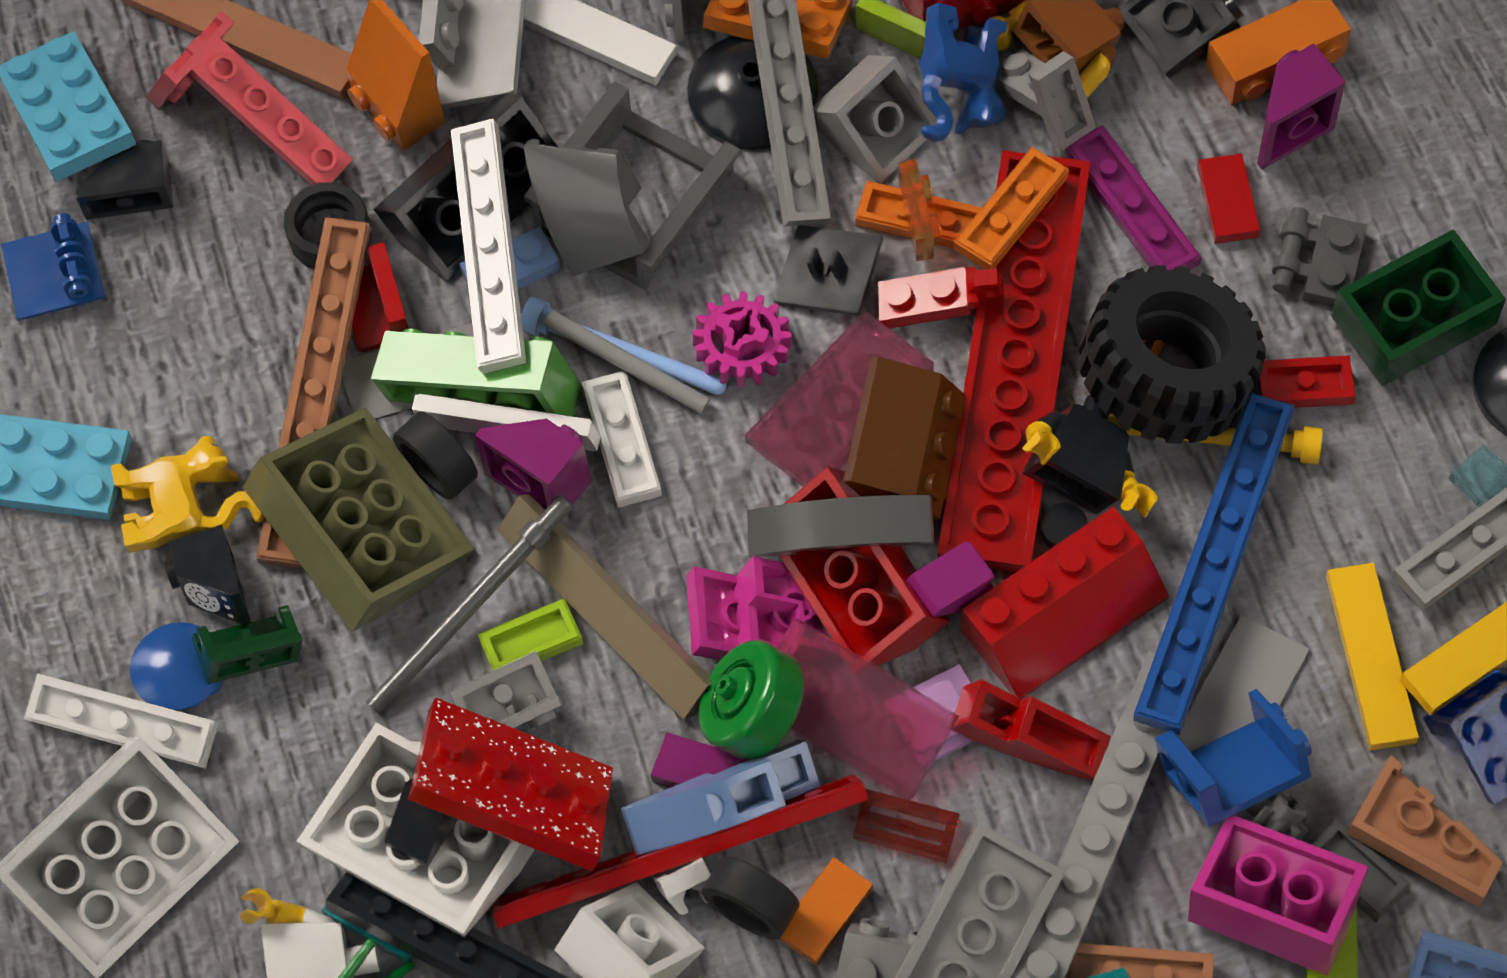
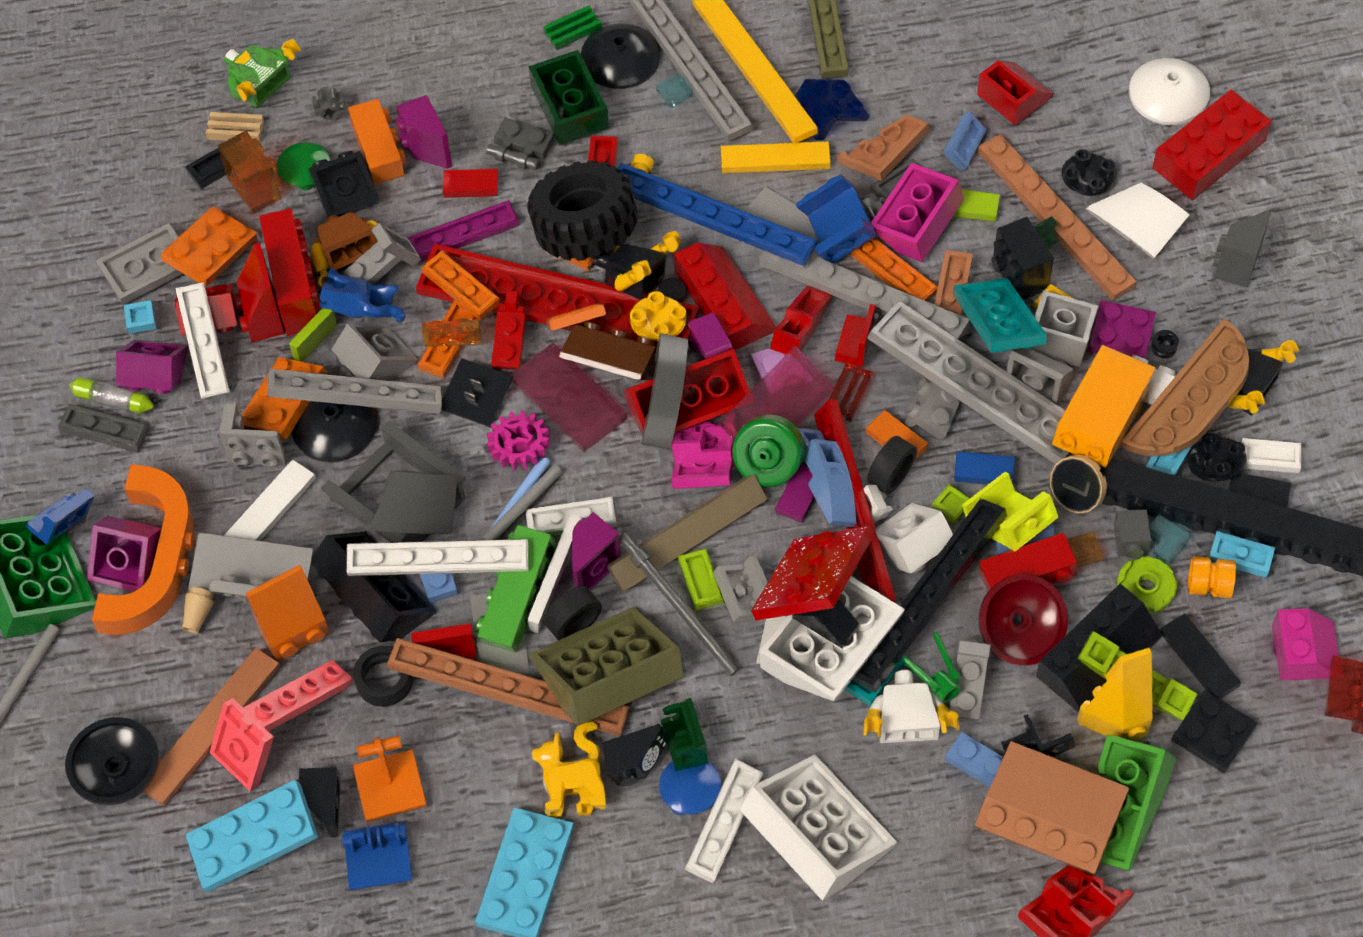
camera: 85 degrees left, 5 degrees down
(160, 263) = (389, 782): none -> orange plate
(966, 378) = (575, 316): none -> orange tile
(988, 502) = (657, 315): none -> yellow dish
(1018, 819) = (853, 338): none -> red panel
(1160, 881) = (893, 270): none -> orange tile

